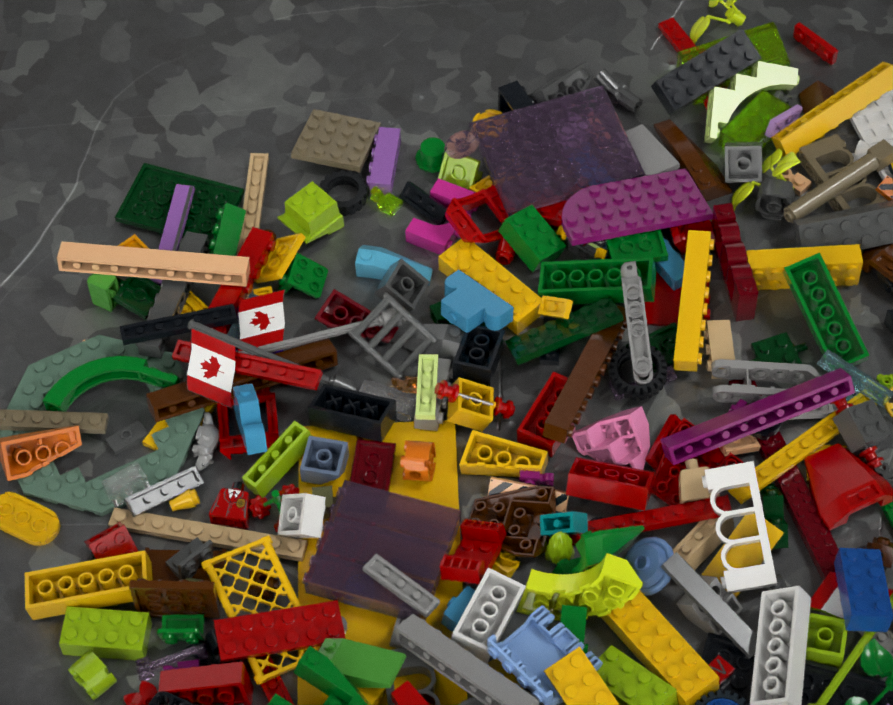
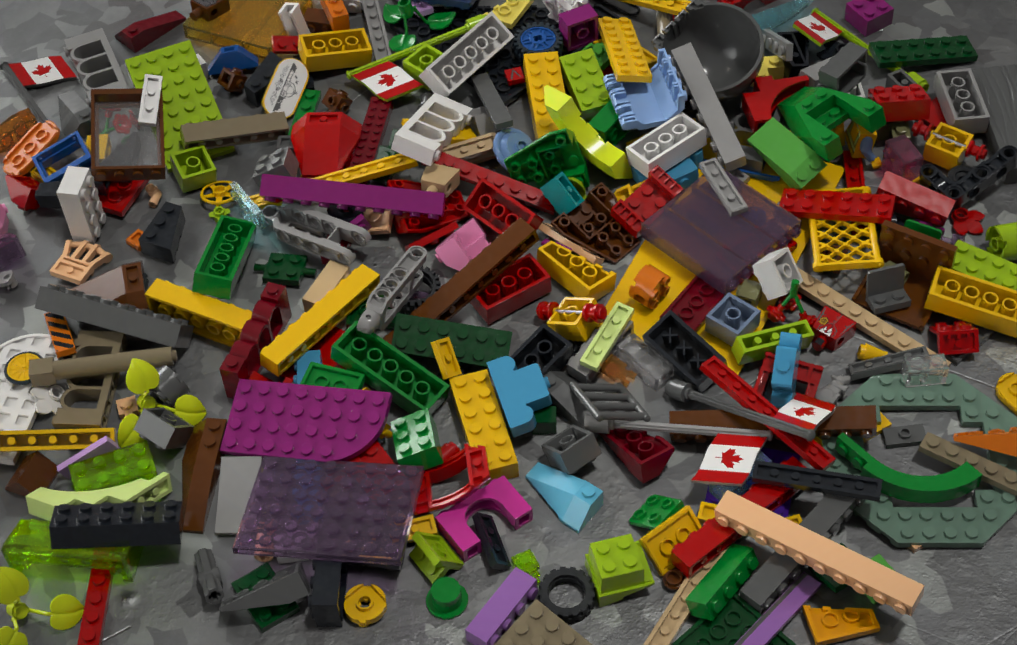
camera: 150 degrees left, 5 degrees down
(461, 144) = (428, 542): dish -> none
(863, 590) = (377, 69): blue brick -> none

